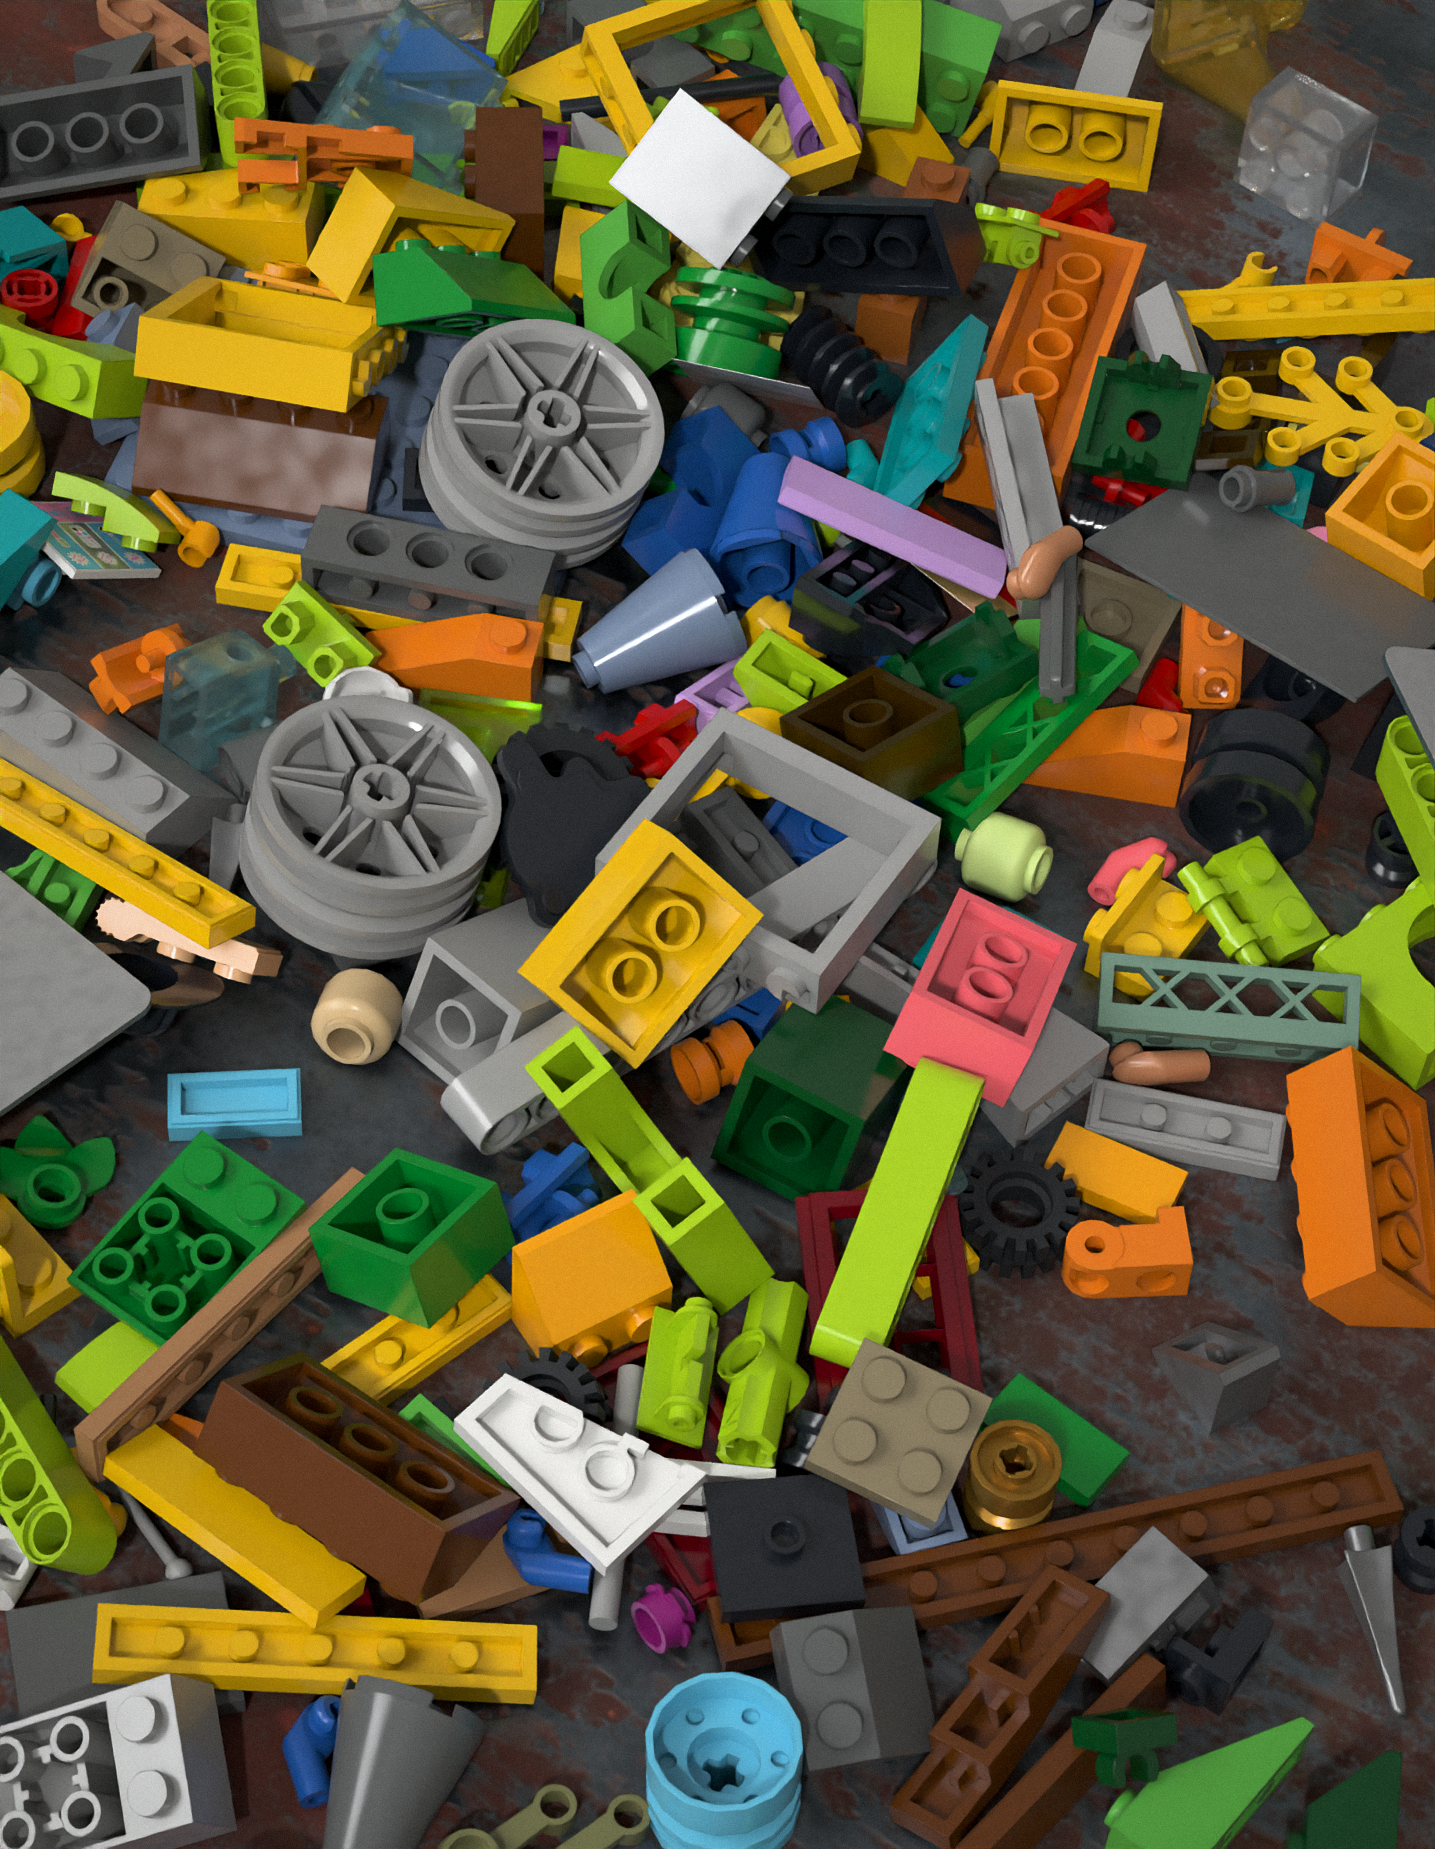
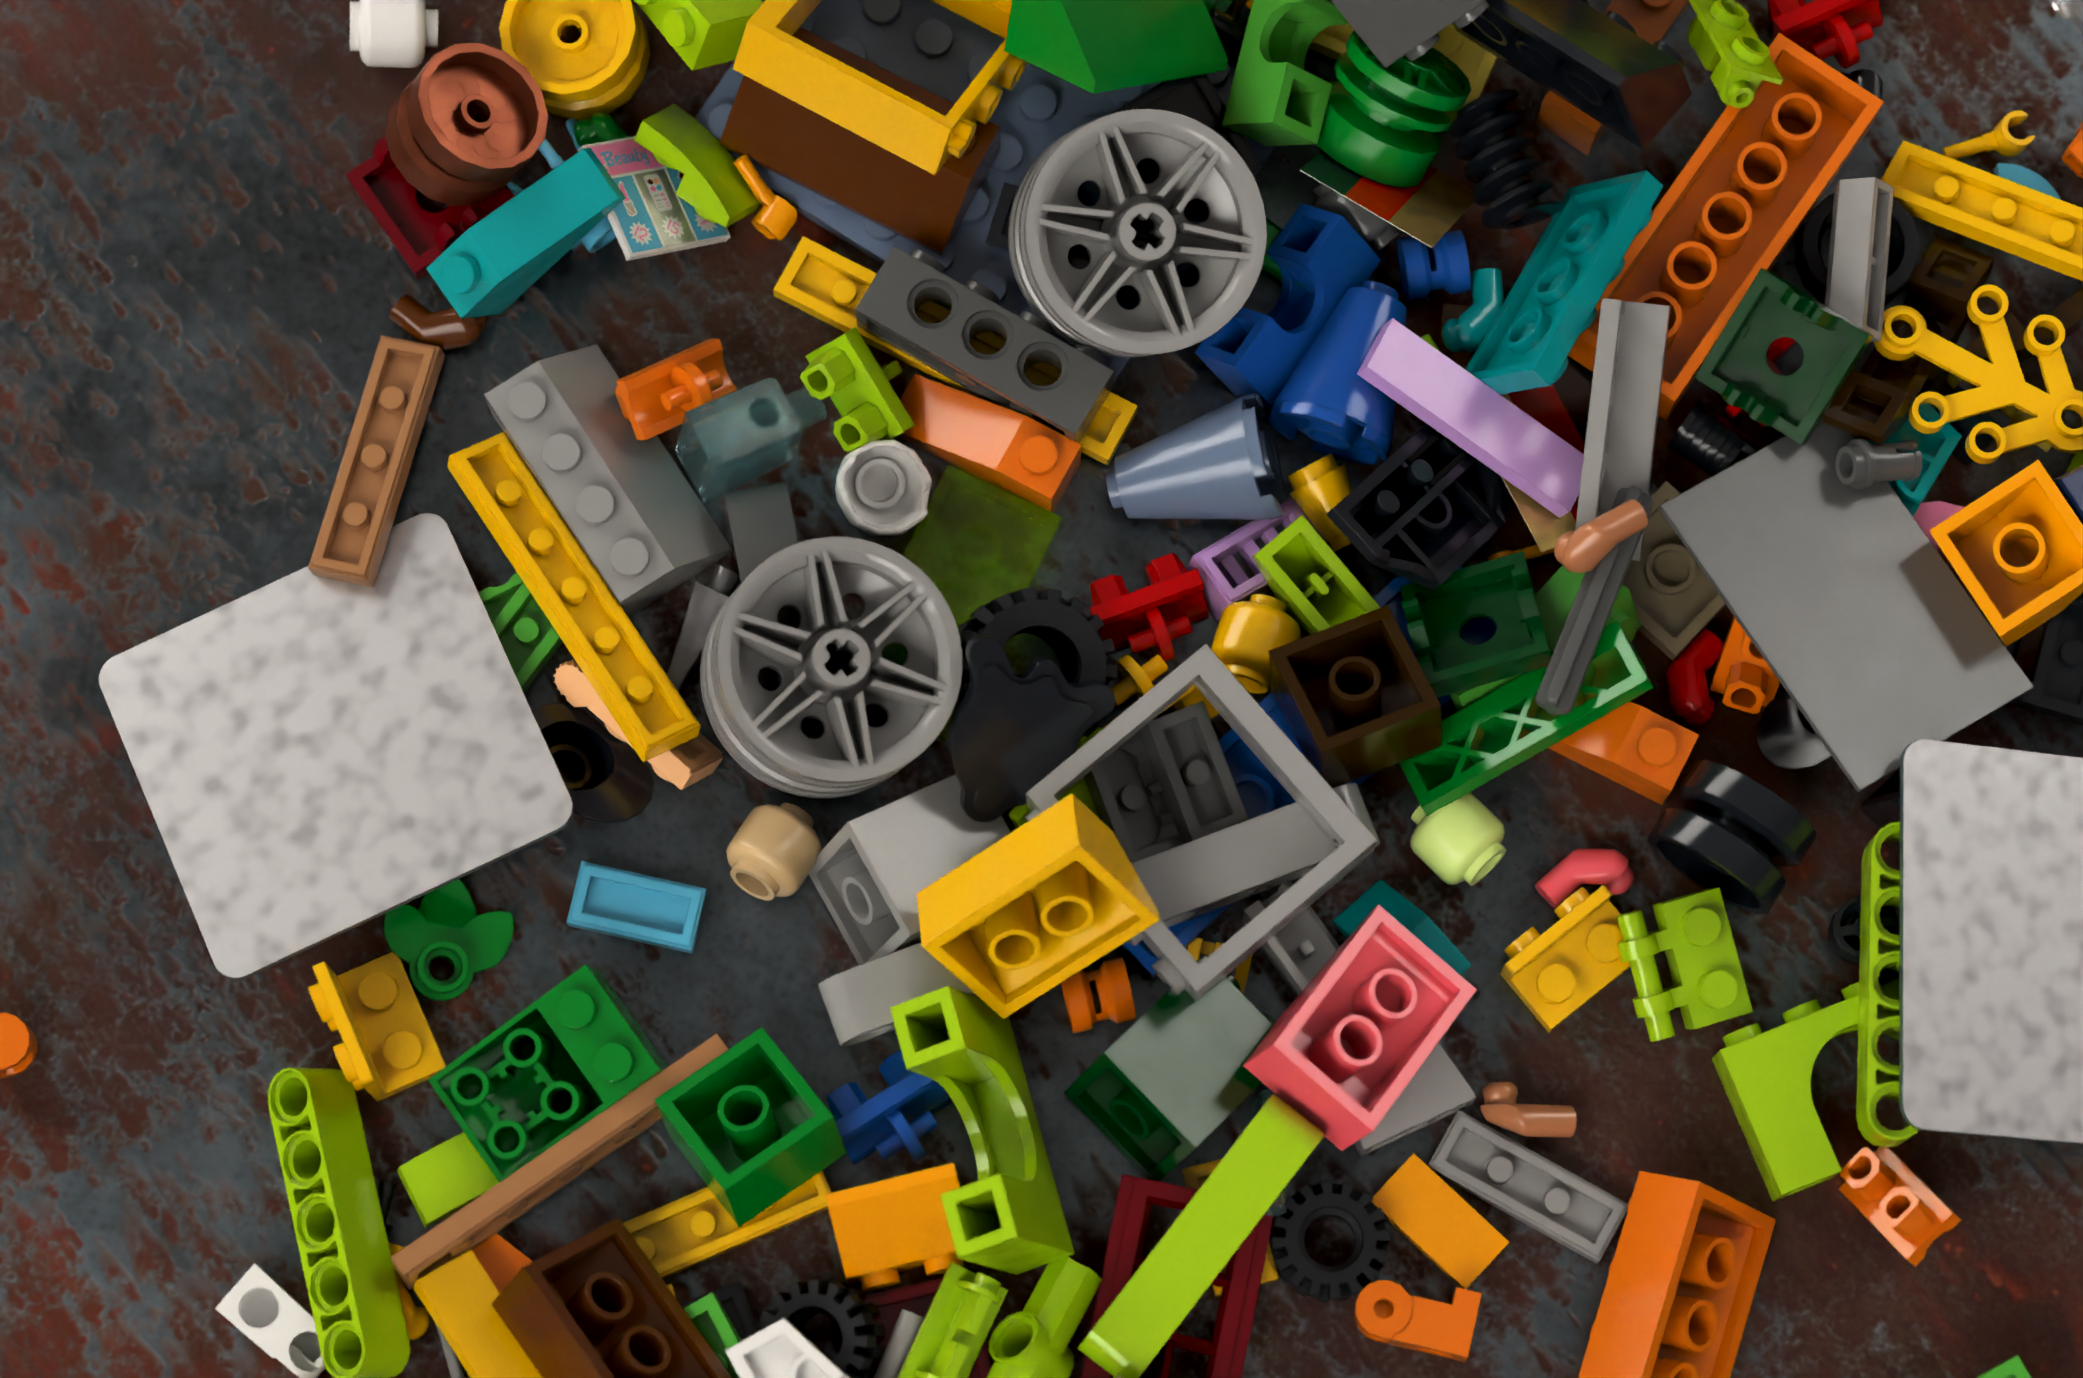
camera: 20 degrees right, 25 degrees up
(1225, 1033) = (1602, 1102): sand green fence -> none

